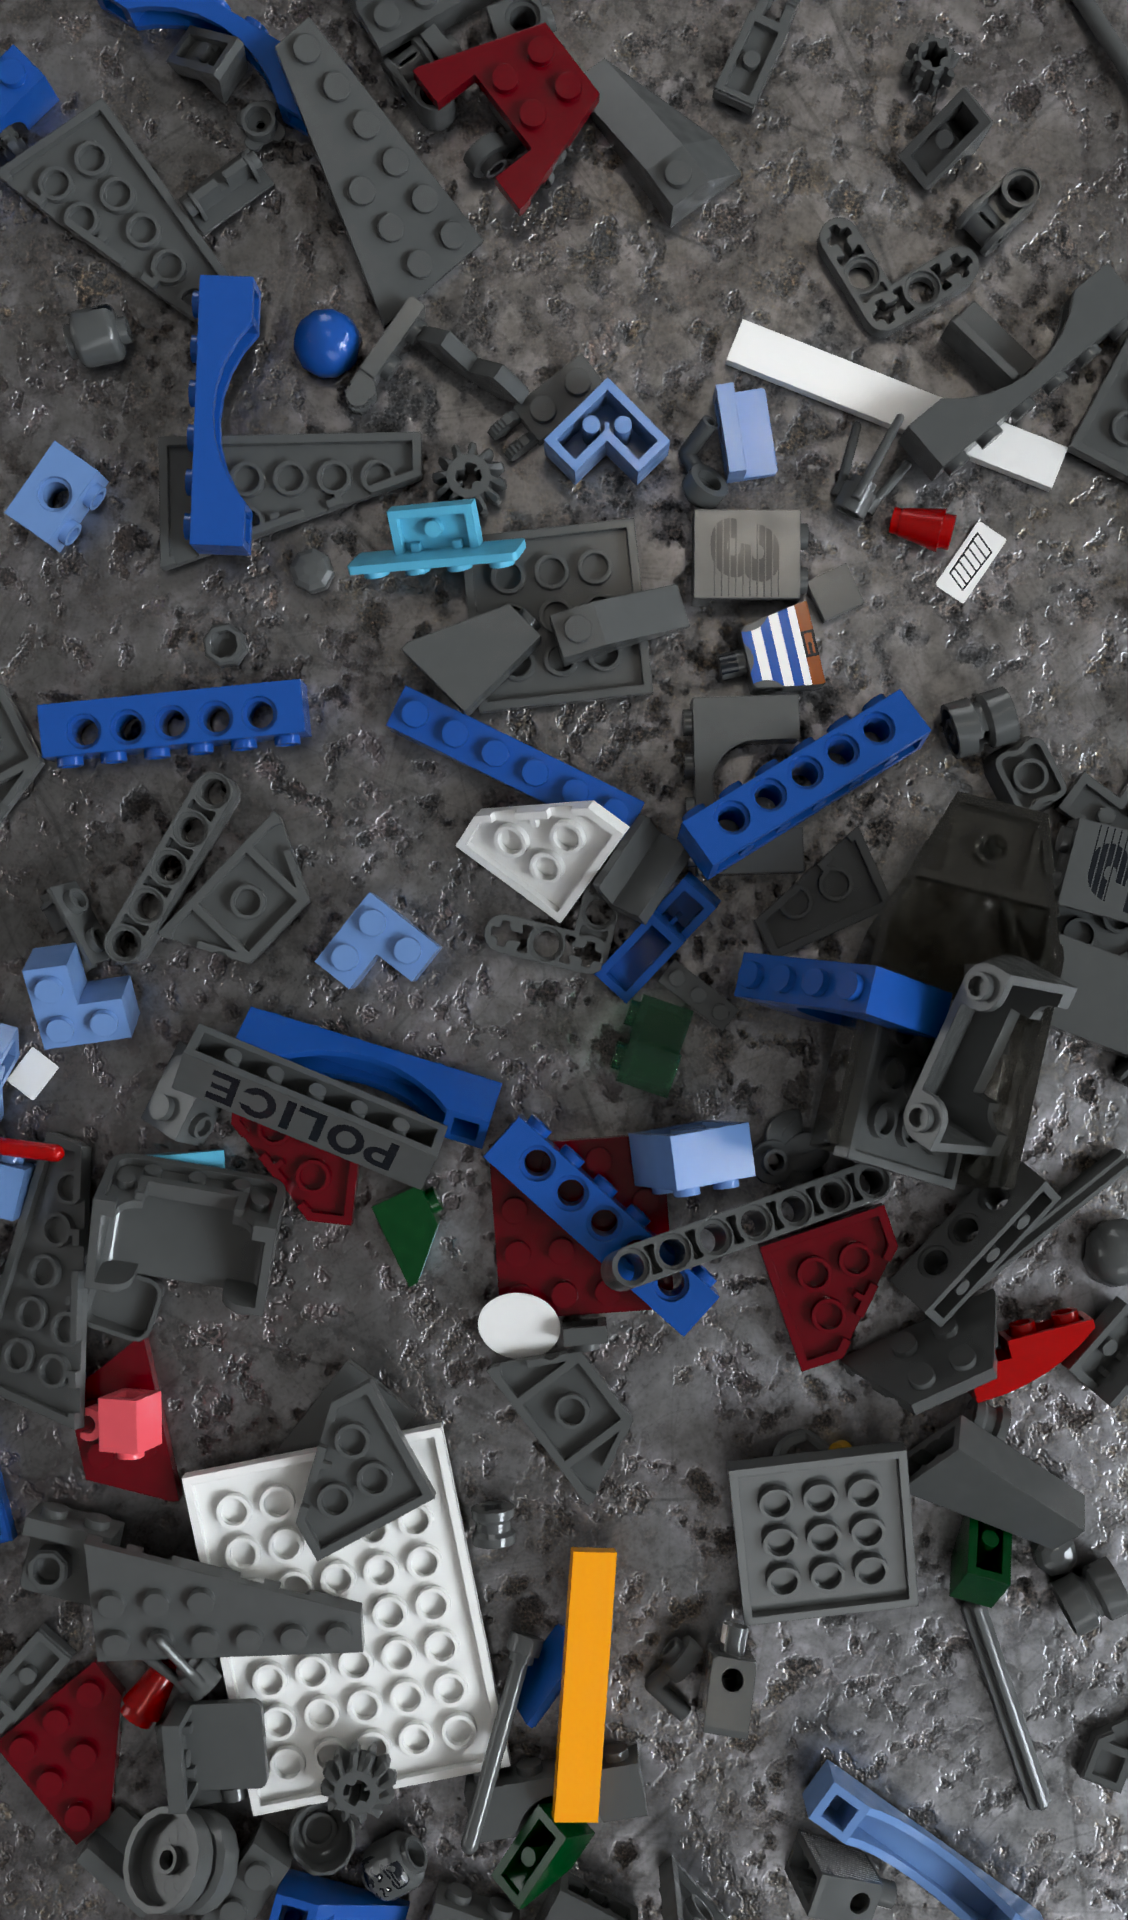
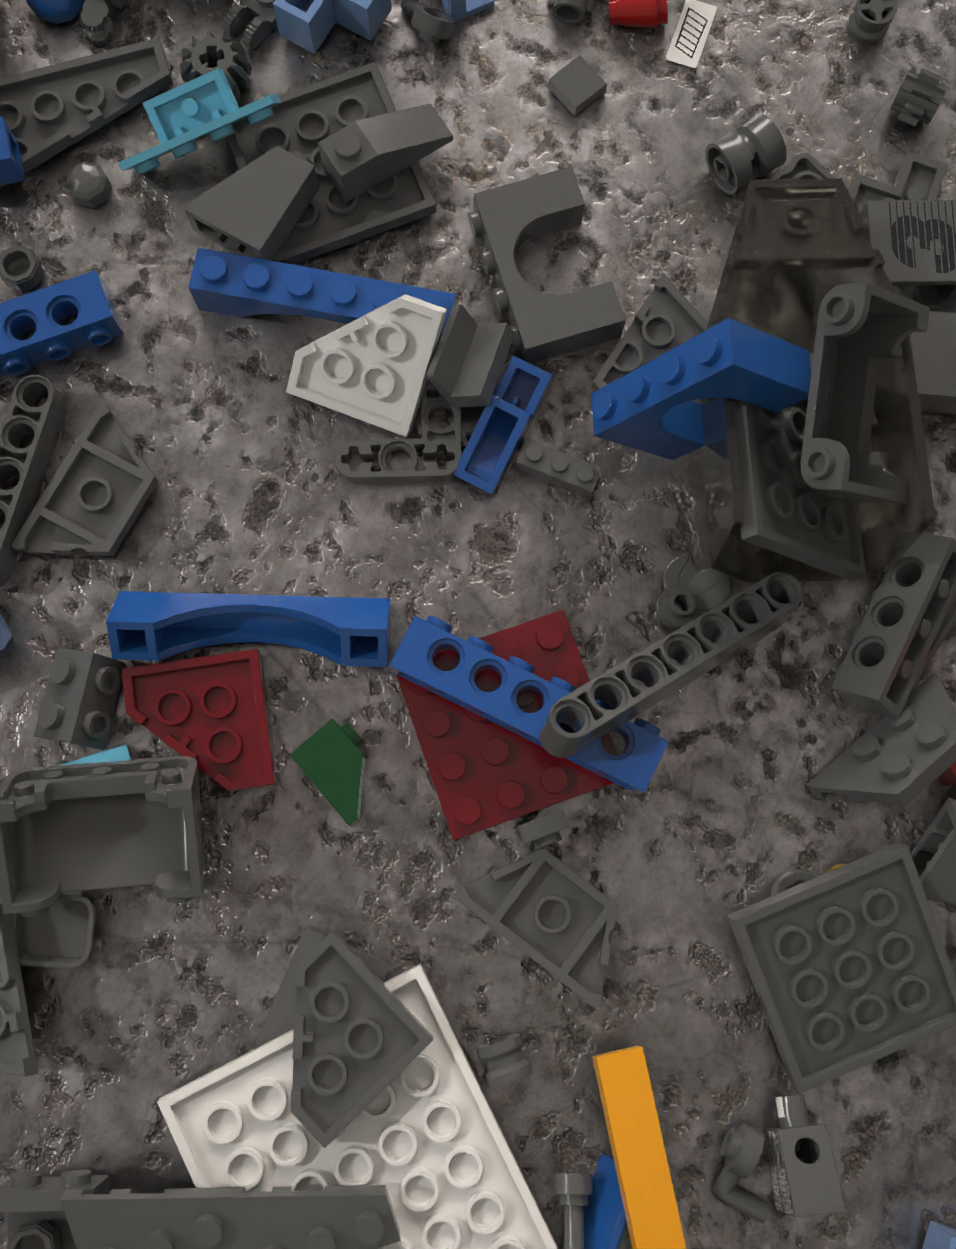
camera: 20 degrees left, 10 degrees down
(126, 1422) = (83, 1055): coral brick -> none
(156, 1471) = (87, 1068): dark red wing -> none
(309, 1106) = (197, 664): dark grey brick -> none
(373, 933) = (225, 491): medium blue brick -> none
(519, 1325) = (473, 839): white sticker -> none
(652, 1045) = (530, 523): clear green brick -> none
(692, 1157) = (598, 610): medium blue brick -> none
(748, 555) = (487, 65): panel -> none
(776, 654) = (540, 141): torso -> none
(828, 1280) = (770, 709): dark red plate -> none
(889, 717) = (597, 241): blue brick -> none

